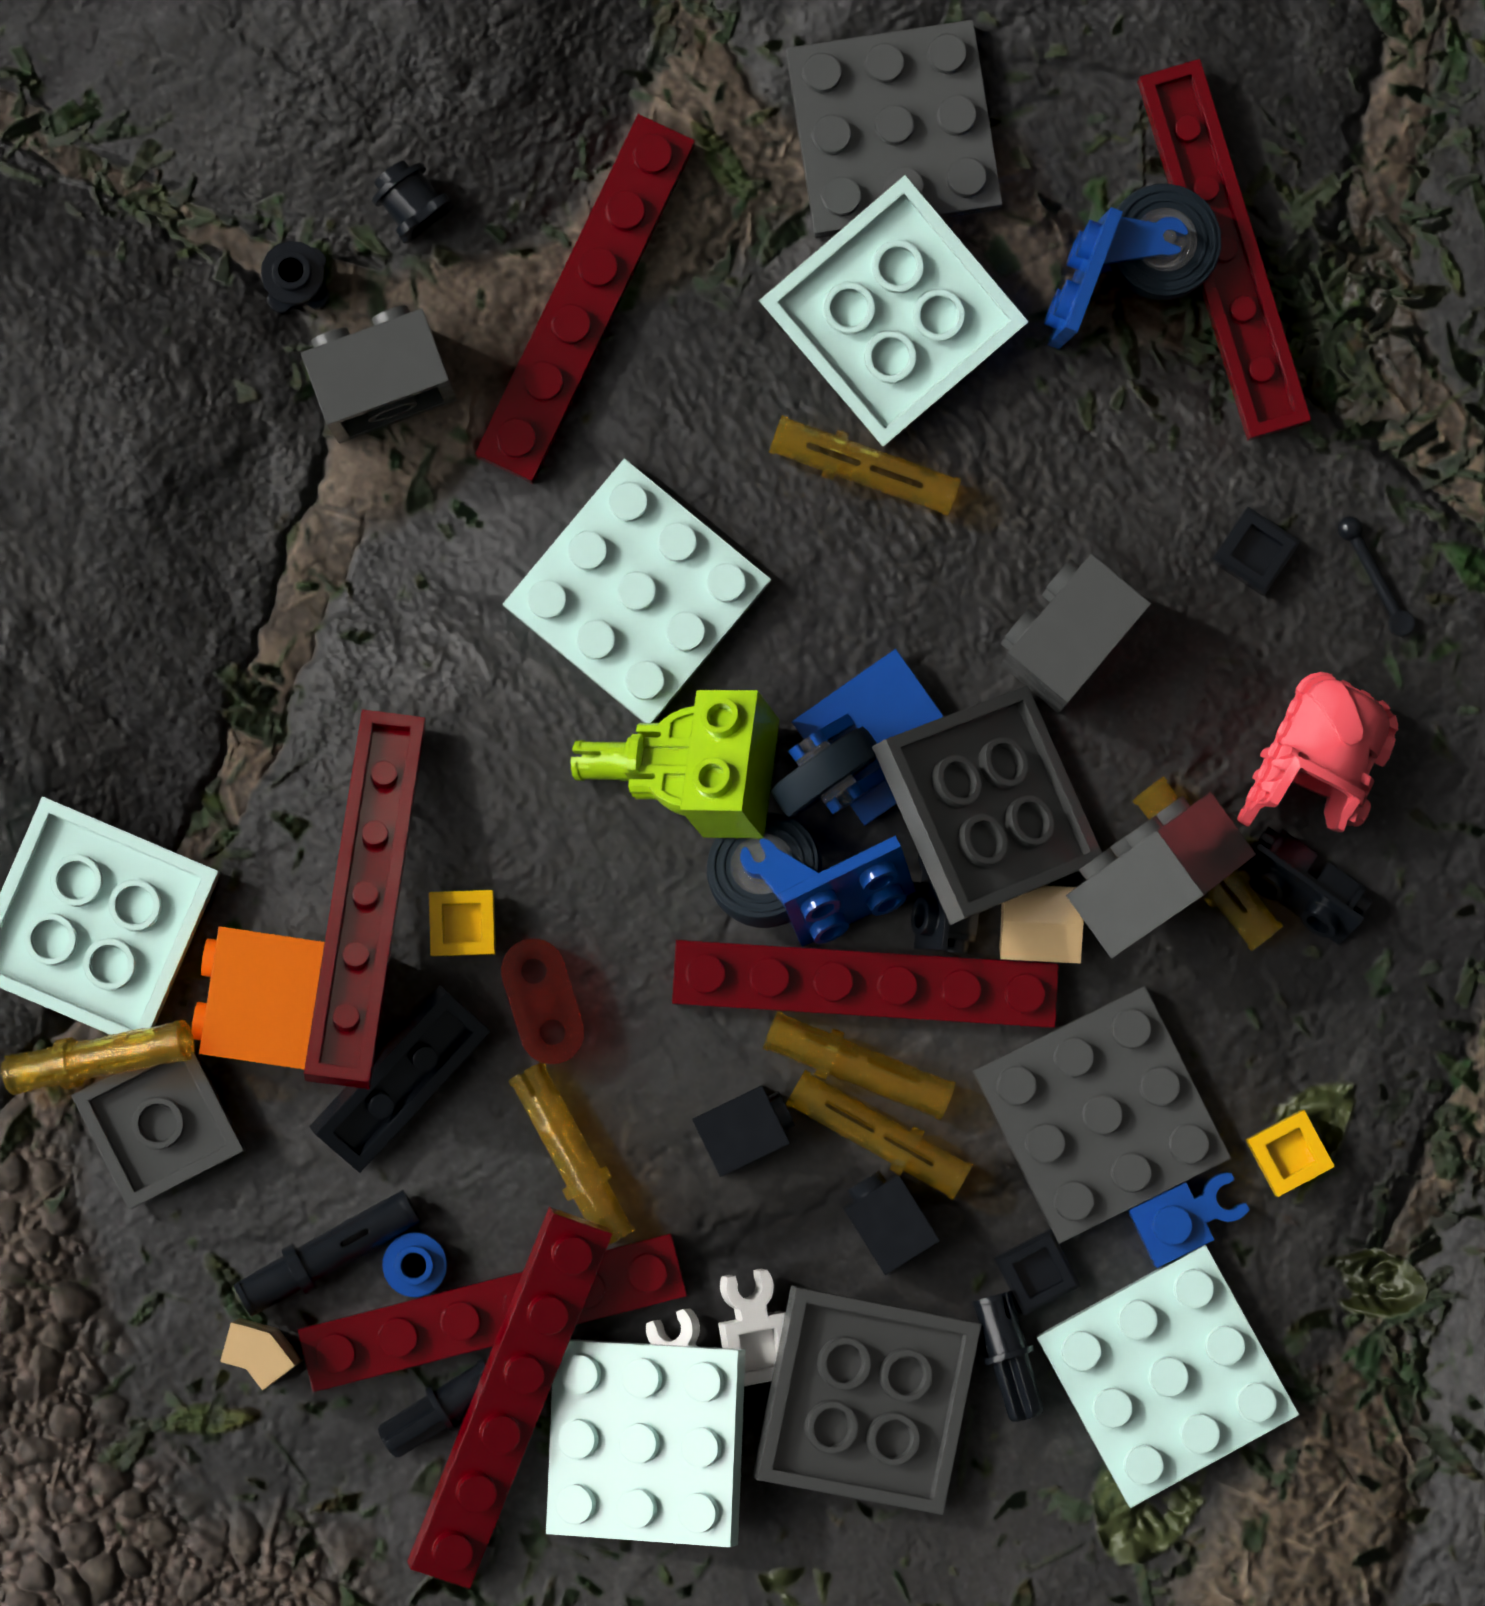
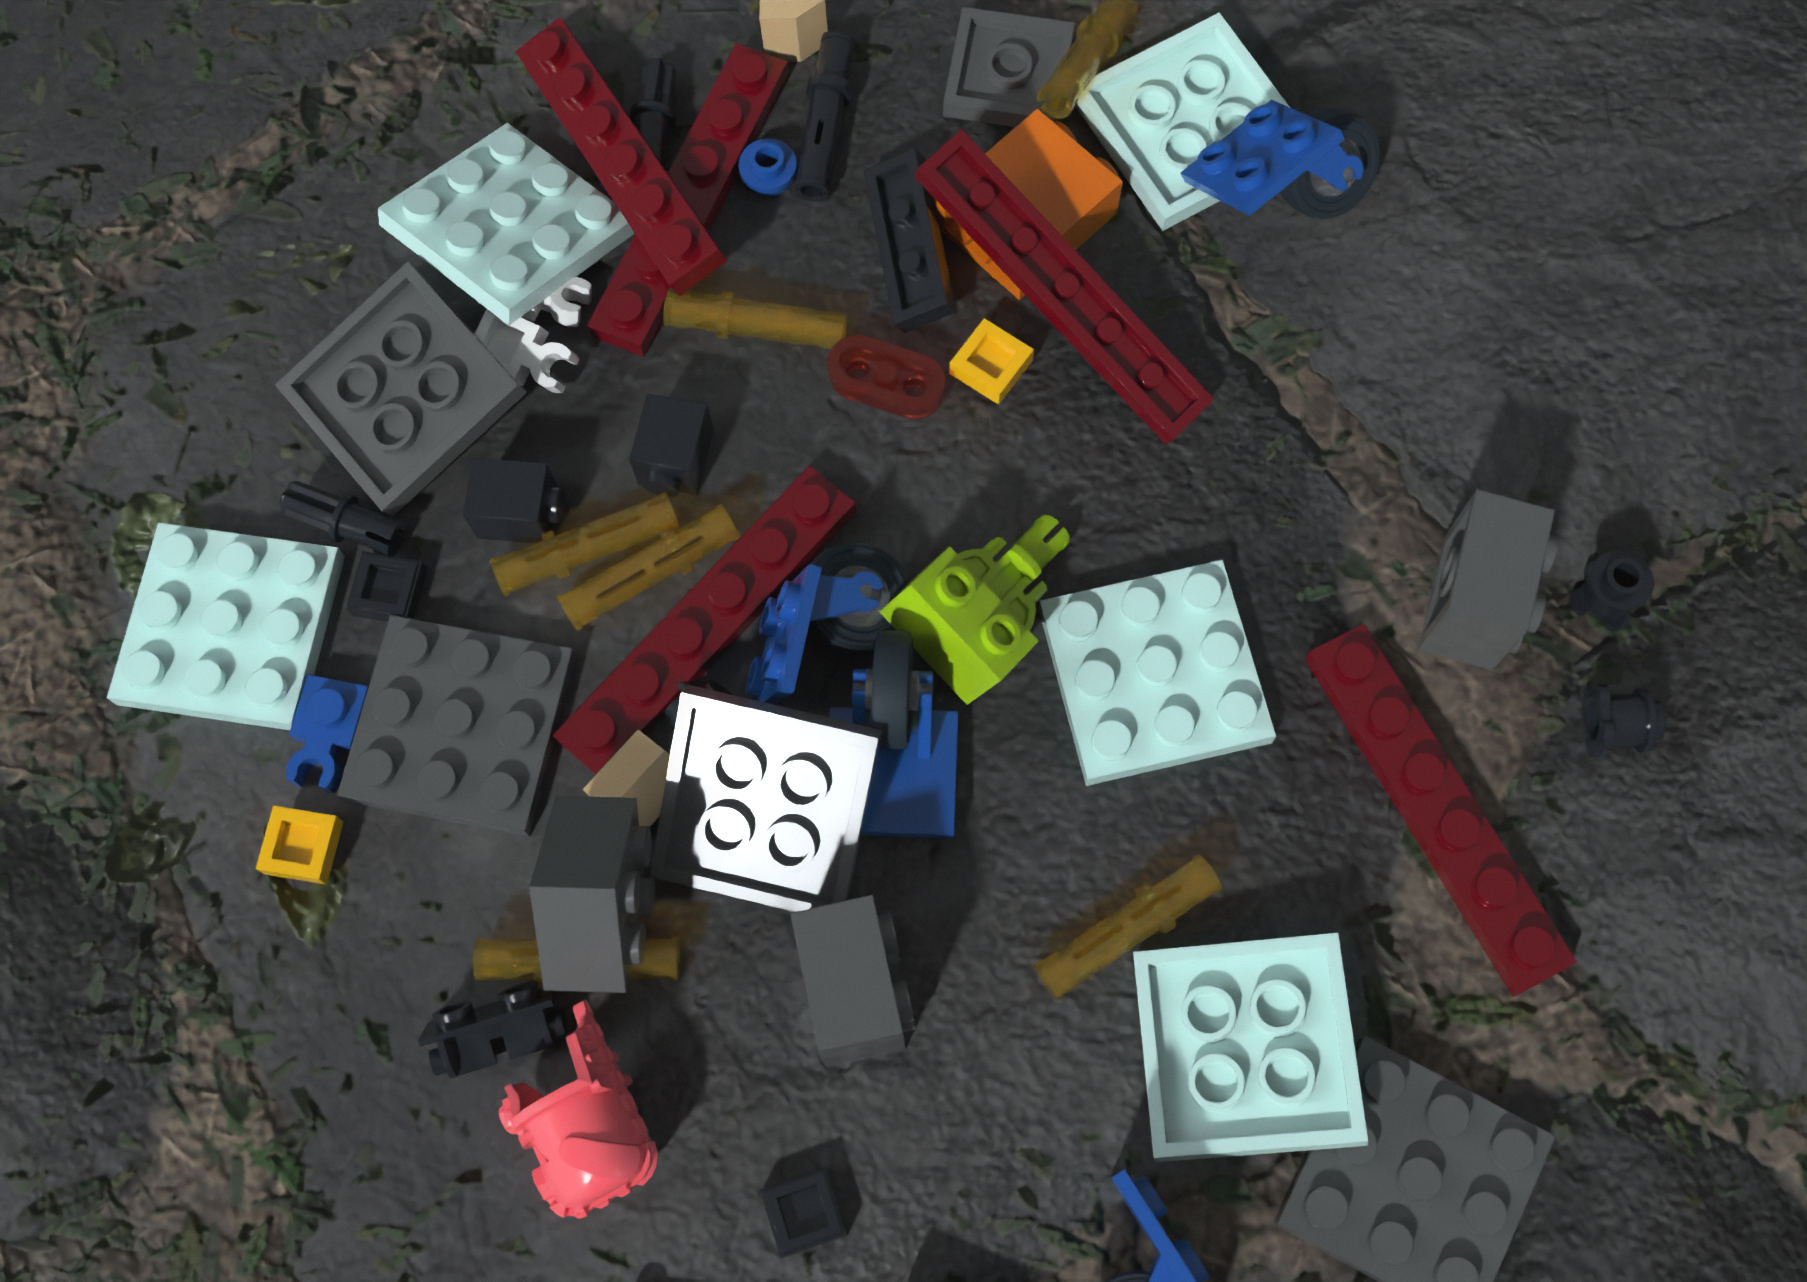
camera: 130 degrees right, 15 degrees down
(98, 803) = (1313, 159): none -> blue plate

